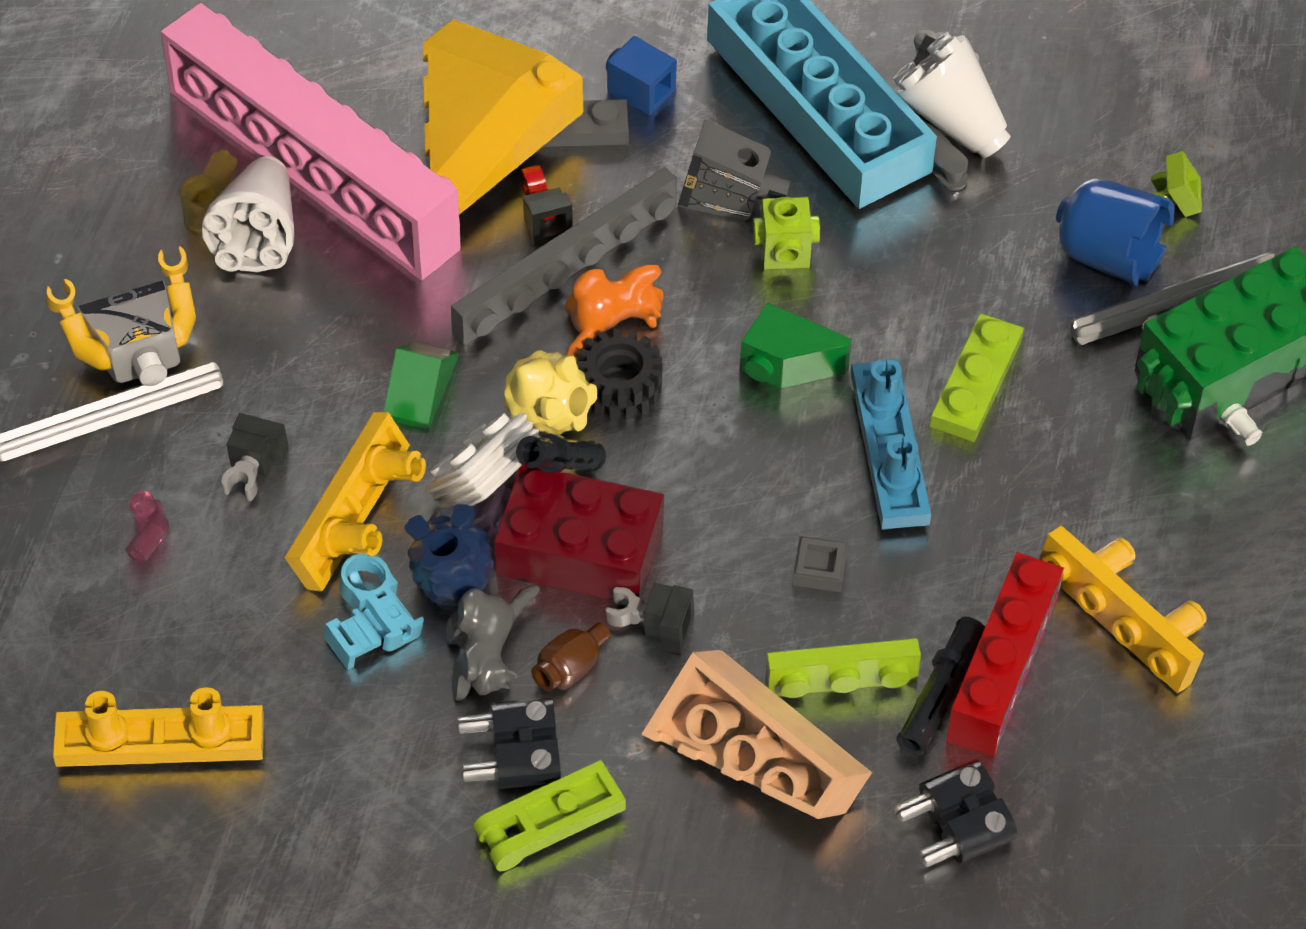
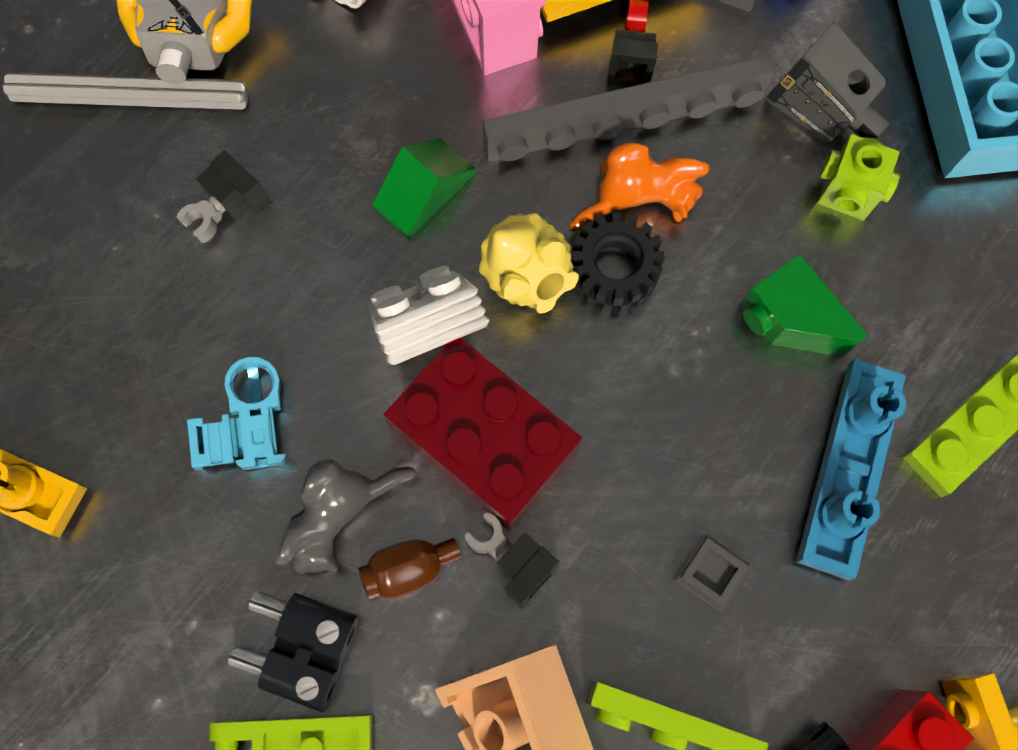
camera: 25 degrees right, 20 degrees up
(151, 524) = (99, 229): clear pink arm -> none
(339, 516) = (280, 290): yellow plate -> none
(449, 554) = (337, 404): dark blue animal -> none
(491, 510) = (401, 375): clear purple tile -> none
(558, 454) = (490, 344): black pin -> none

